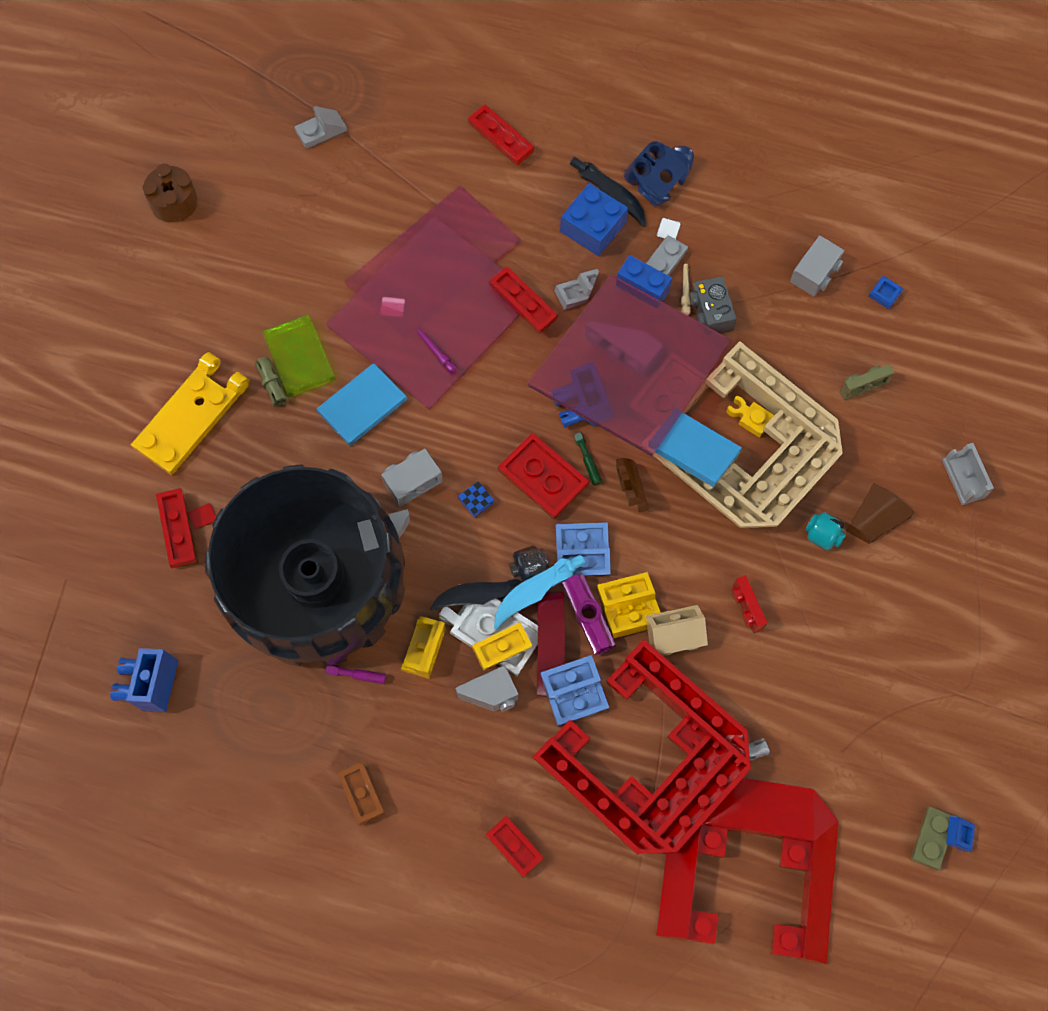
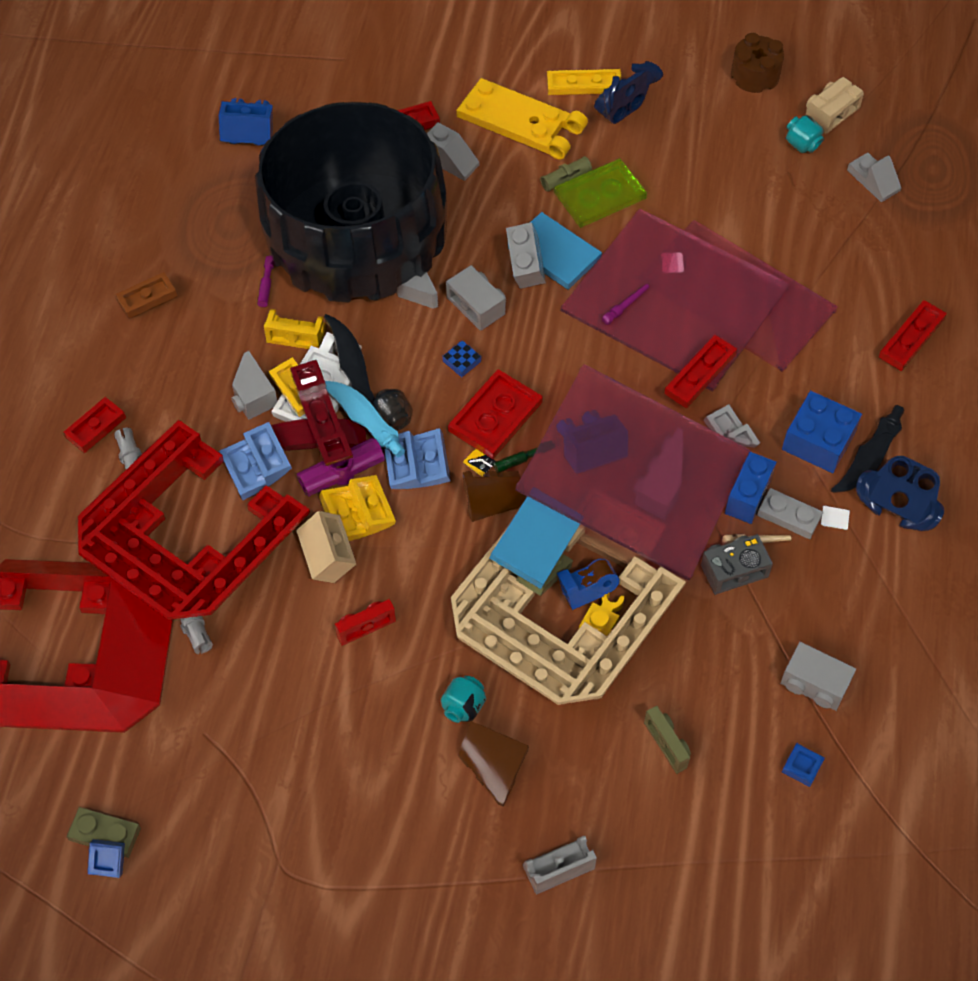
camera: 85 degrees right, 10 degrees down
(153, 351) = (580, 81): none -> yellow tile
(189, 315) = (627, 94): none -> dark blue piece
(225, 483) = (453, 151): none -> light grey slope
(233, 141) = (834, 103): none -> tan brick
(265, 171) = (804, 134): none -> teal head
(376, 425) = (525, 255): none -> light grey brick
(546, 621) = (320, 413): none -> dark red slope
(552, 812) = (128, 451): none -> light grey pin
(587, 498) = (479, 462): none -> sticker
(726, 418) = (588, 583): none -> blue leg

